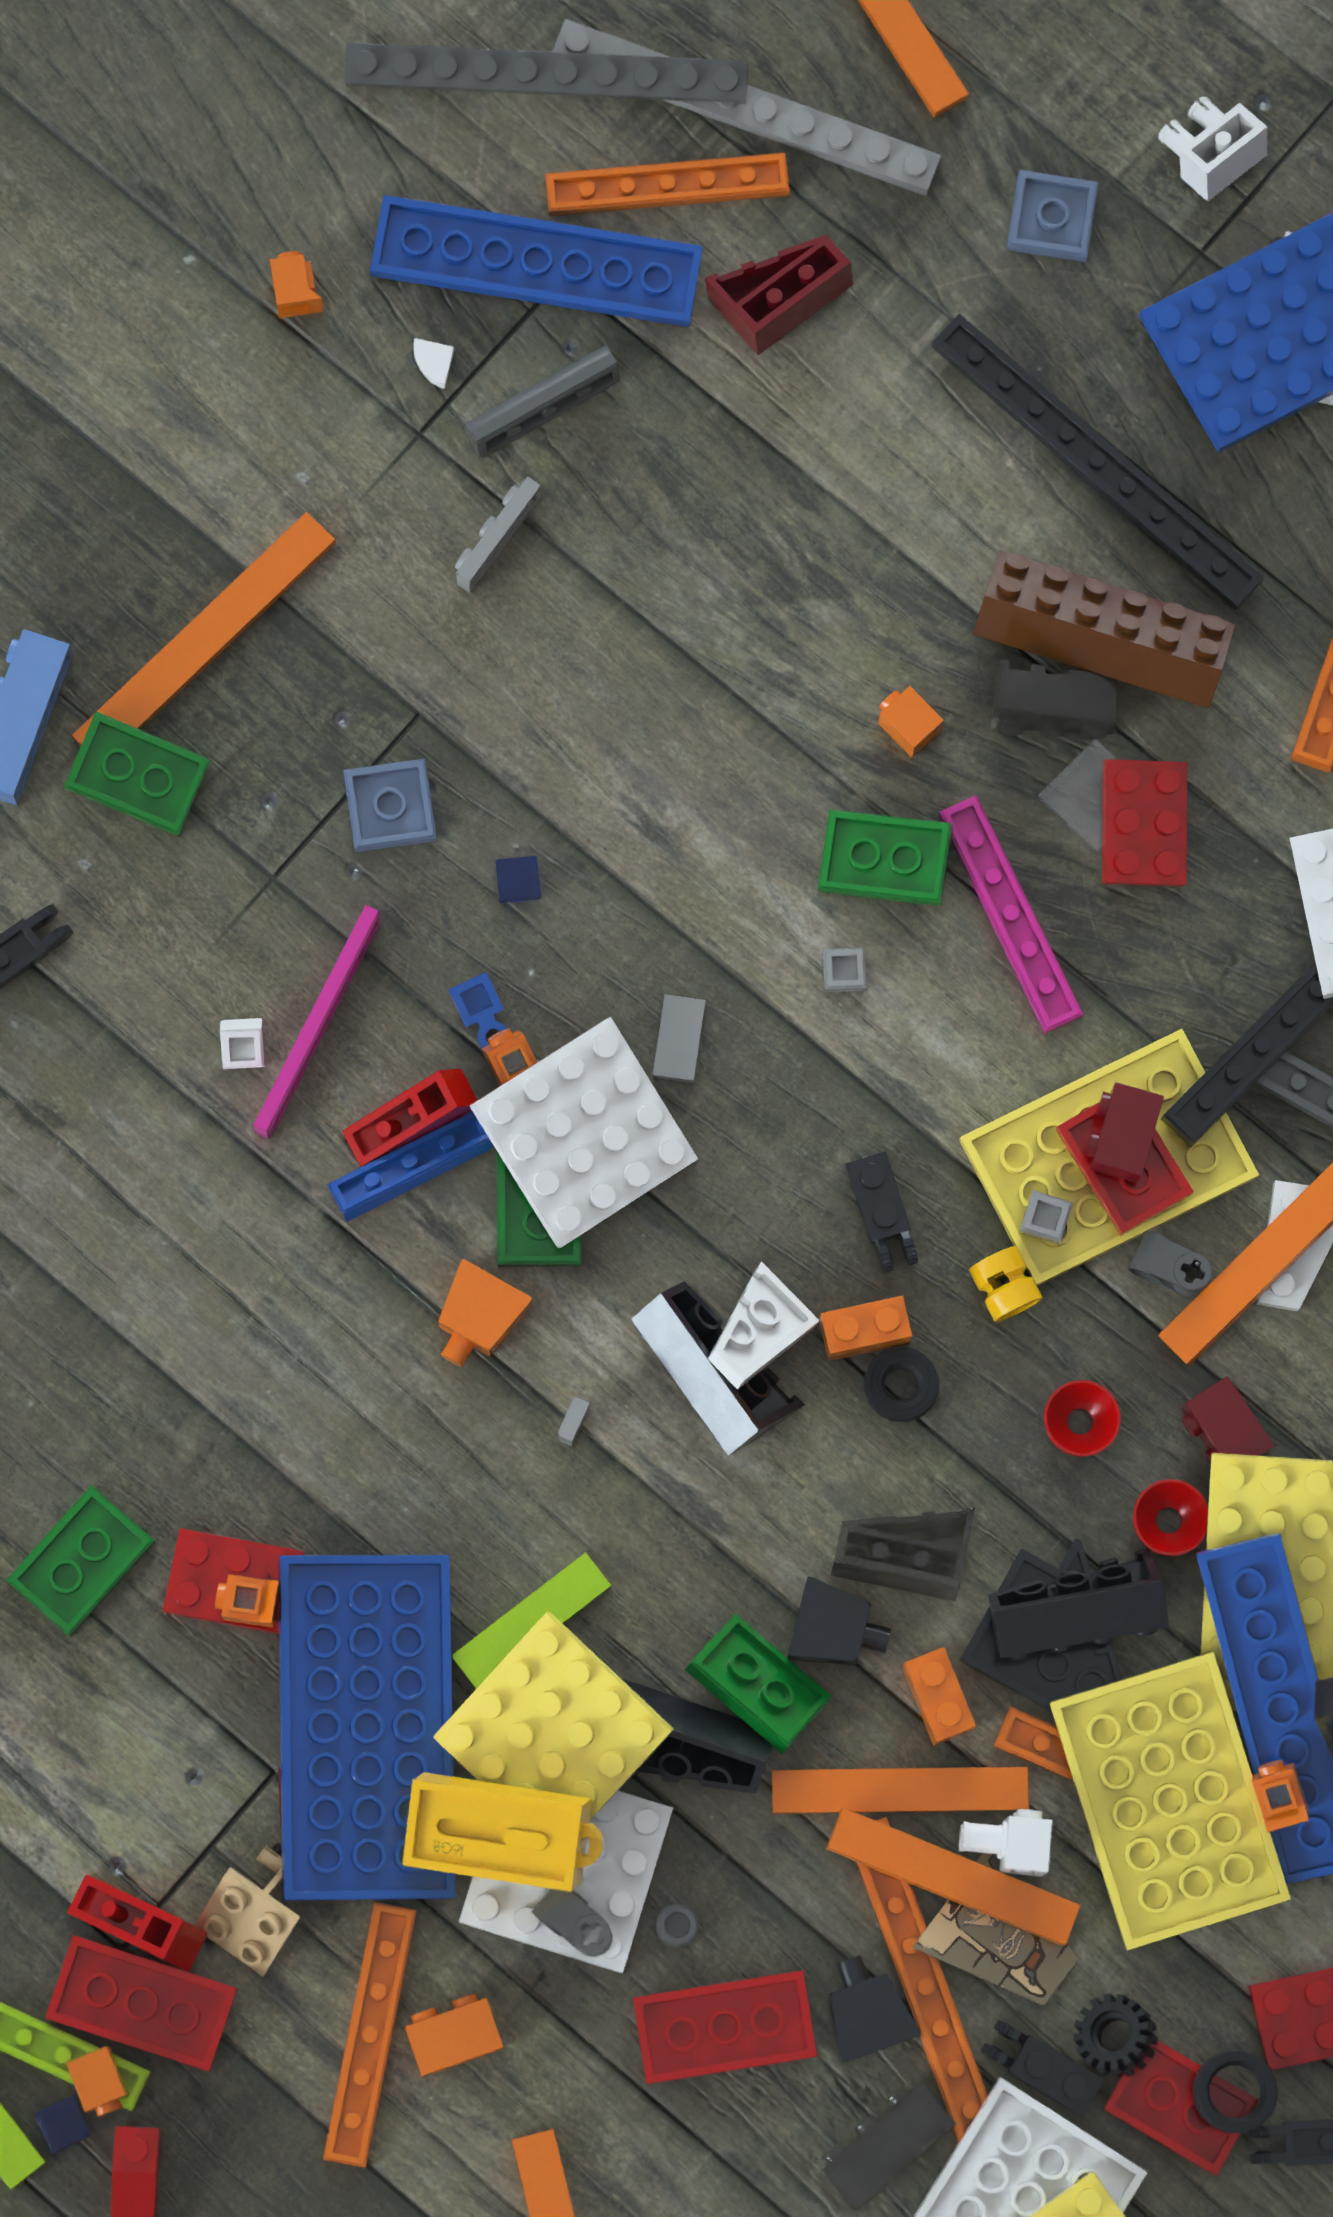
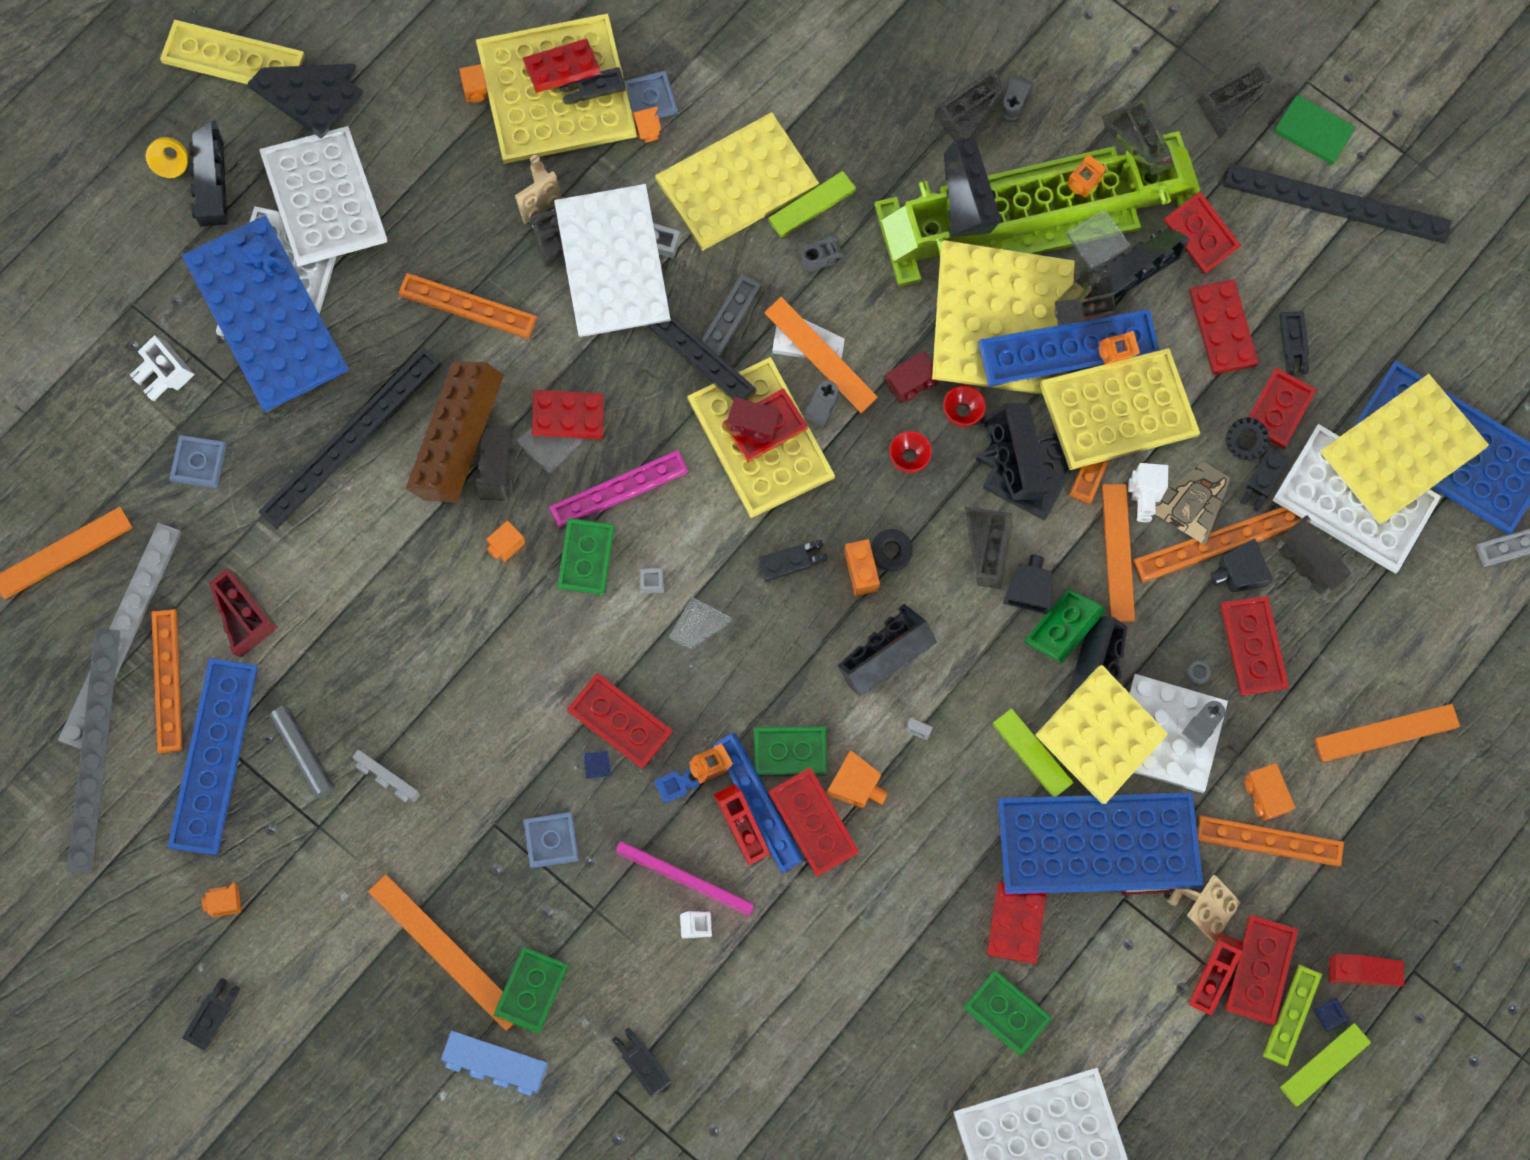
camera: 90 degrees left, 5 degrees down
(98, 2081) = (1309, 990): orange brick -> none
(108, 275) = (210, 1016): none -> black hinge
(248, 1600) = (1032, 908): orange window -> none
(411, 1237) = (813, 822): none -> red plate
(433, 361) = (273, 817): white tile -> none
(500, 1832) = (1162, 760): yellow piece -> none
(583, 1132) = (751, 722): white plate -> none
(592, 915) = (619, 721): none -> red plate
(678, 1038) = (692, 672): light grey tile -> none
(760, 1328) = (864, 623): white wing -> none
(763, 1046) = (698, 624): none -> clear wing
(938, 1696) = (1067, 529): orange brick -> none
(953, 1877) = (1165, 524): orange tile -> none
(1015, 1295) = (843, 490): yellow wheel -> none
(1046, 1217) = (797, 468): light grey tile -> none
(1265, 2078) = (1280, 361): black tyre -> none

